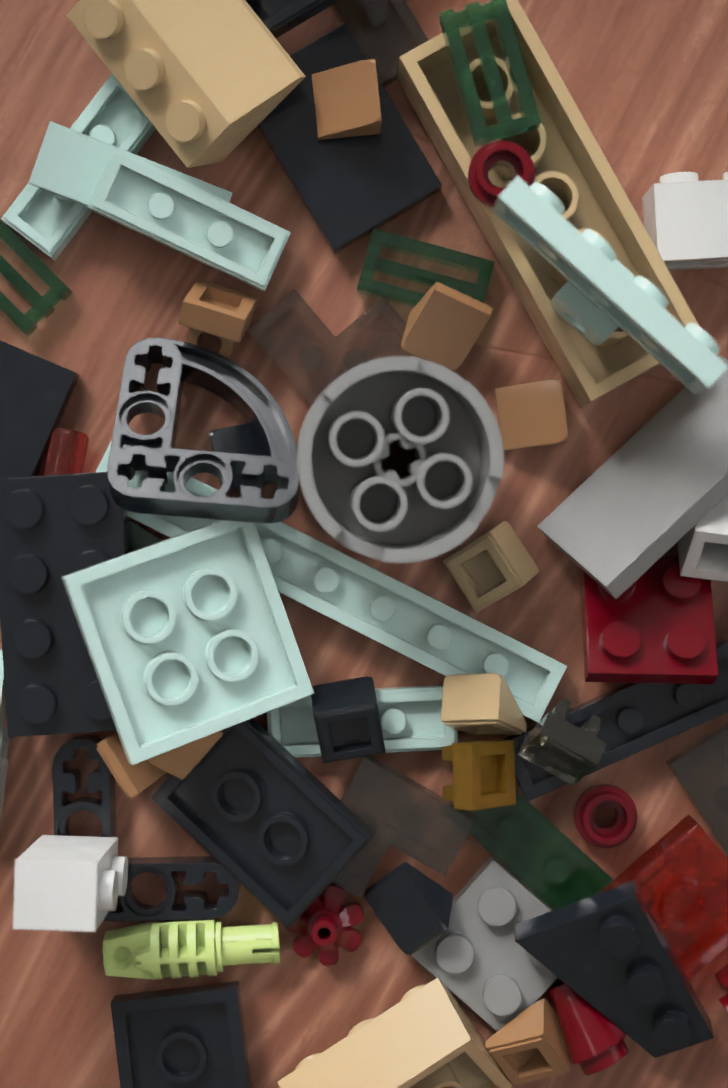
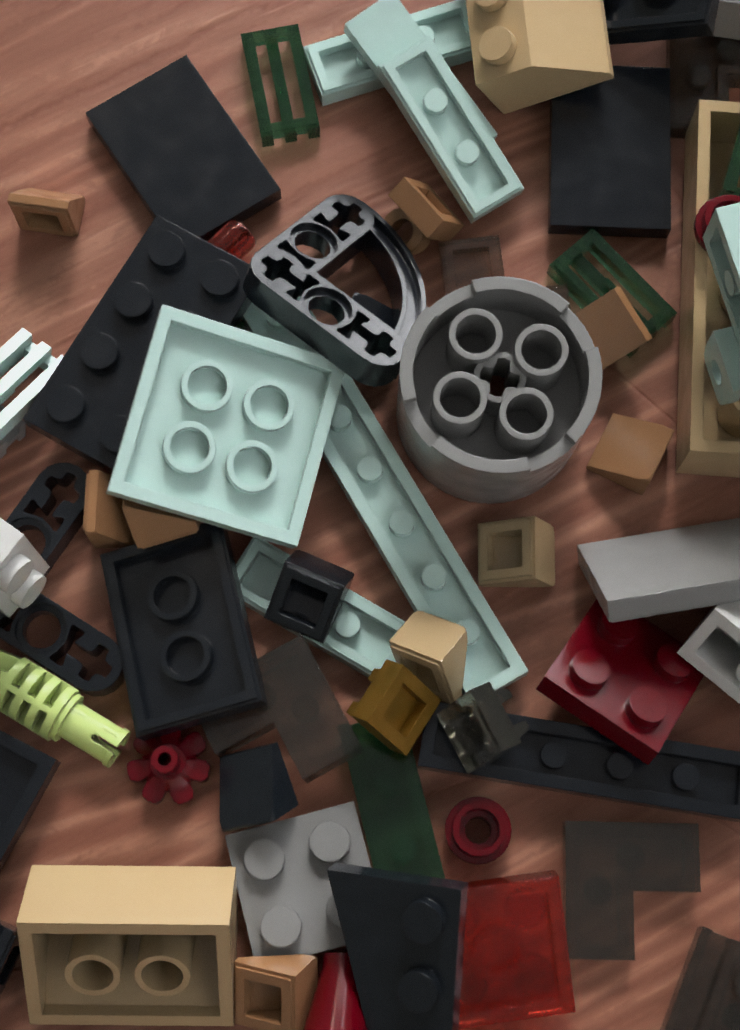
camera: 30 degrees right, 15 degrees down
(347, 101) = (635, 119): medium nougat slope -> none

